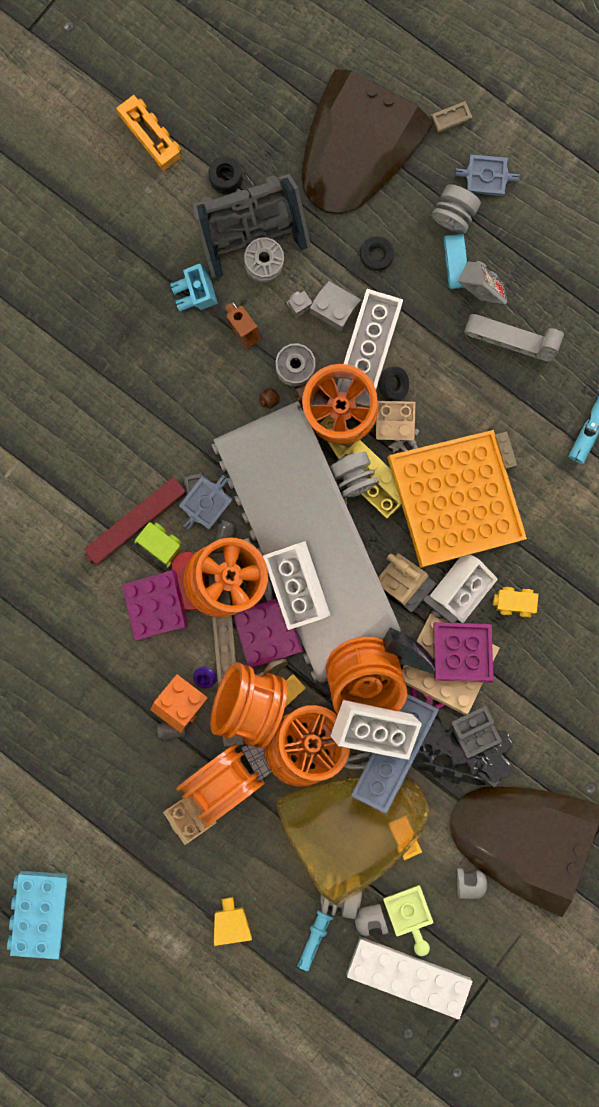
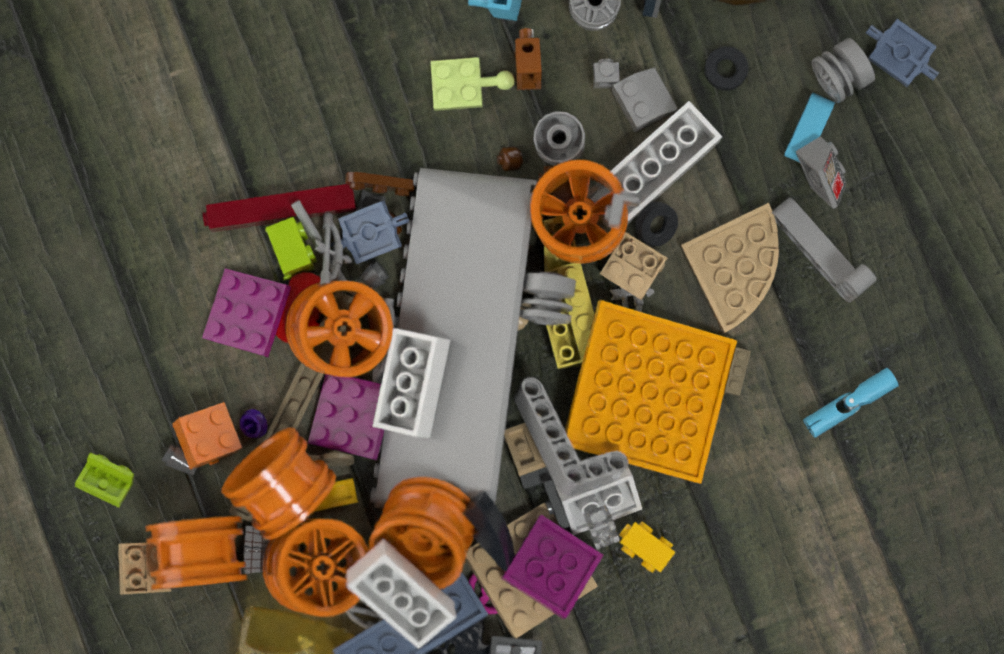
camera: 30 degrees right, 0 degrees up
(127, 774) = (105, 479): none -> lime bracket
(175, 529) = (313, 234): none -> light grey bar
(192, 465) = (379, 183): none -> reddish brown plate
(196, 549) = (328, 225): none -> light grey piece
(205, 368) = (460, 84): none -> yellowish green plate
(366, 388) = (614, 211): none -> light grey bracket
(419, 571) = (561, 446): none -> light grey beam
(462, 380) = (736, 264): none -> tan plate
(478, 606) = (601, 527): none -> clear brick

